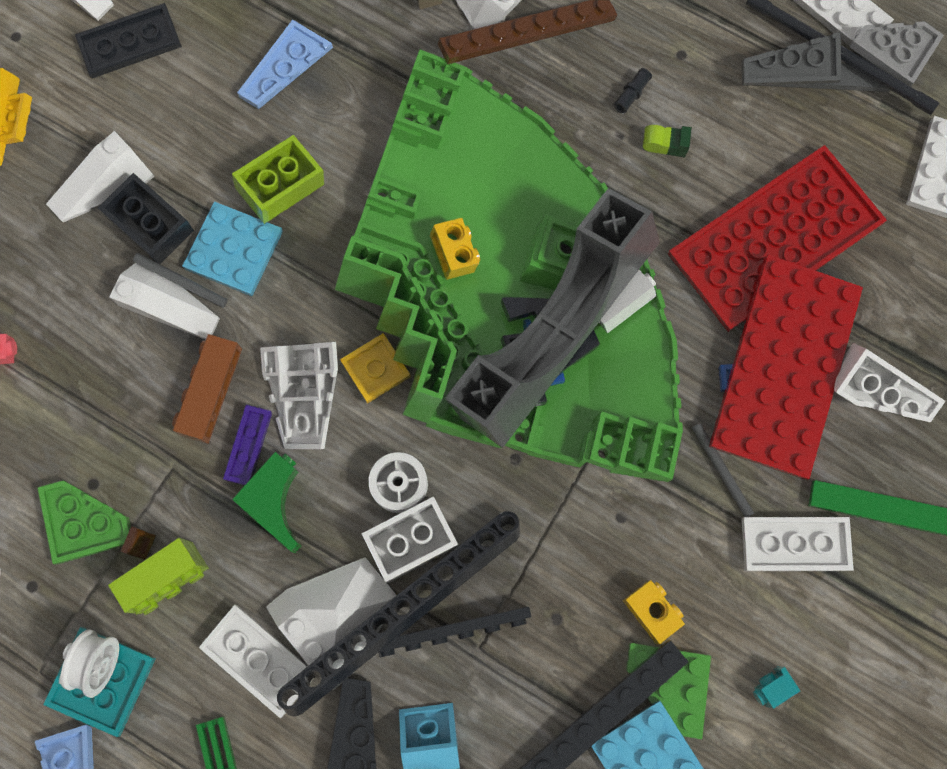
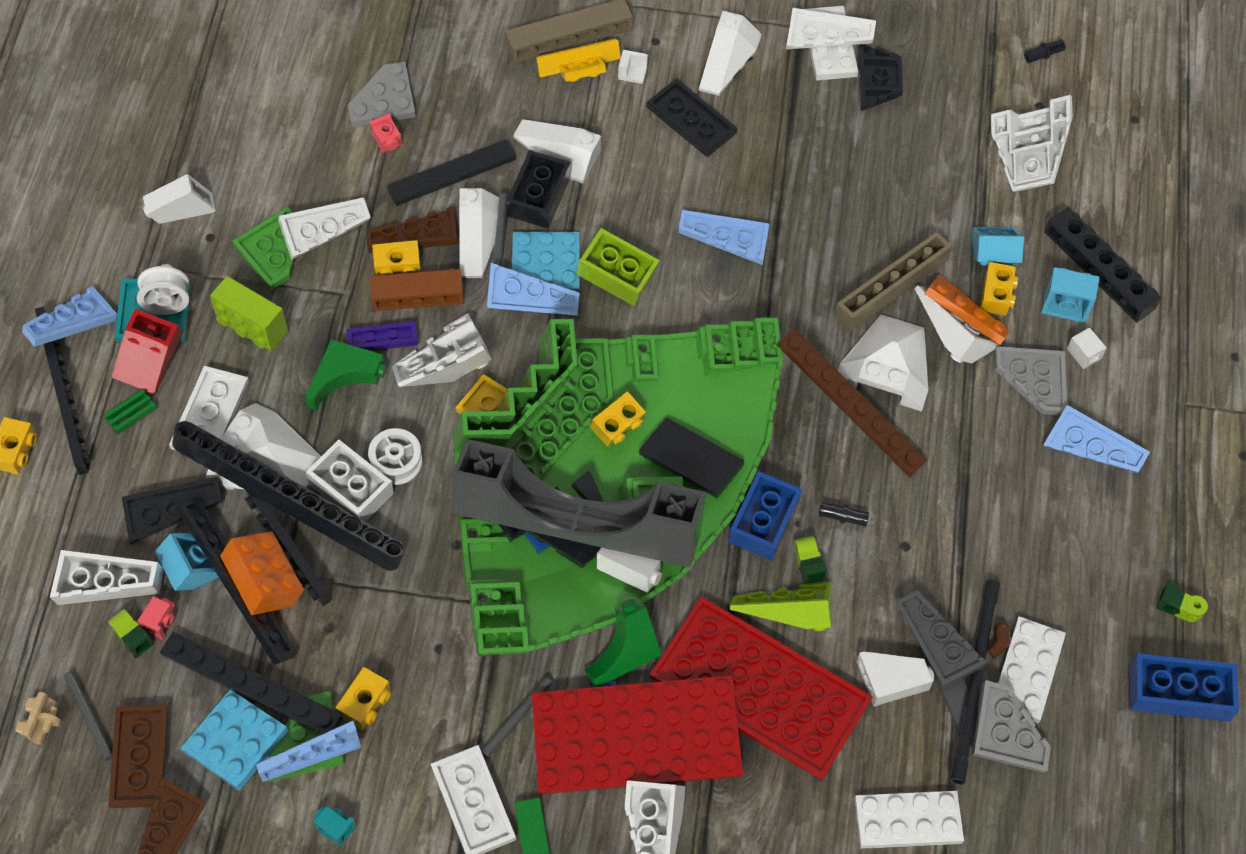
camera: 65 degrees right, 15 degrees down
(38, 69) = (632, 66): none -> white panel
(77, 301) = (451, 172): none -> black tile
(80, 464) = (316, 226): none -> white wing
(138, 358) = (429, 231): none -> reddish brown wing
(138, 543) = (271, 290): reddish brown tile -> none
(154, 707) = (146, 351): none -> slope
(157, 382) = (388, 253): none -> yellow brick
(263, 283) = (528, 294): none -> light blue wing
(472, 698) = (212, 544): none -> black plate
(480, 668) = (261, 573): none -> orange brick
(524, 197) = (691, 457): none -> black tile
(613, 155) = (765, 515): none -> blue brick
(699, 333) = (631, 645): none -> green arch
(705, 689) = (324, 747): none -> light blue wing
(710, 169) = (805, 608): none -> lime wedge
(806, 13) = (1003, 640): none -> reddish brown arm
(812, 120) = (893, 676): none -> white slope

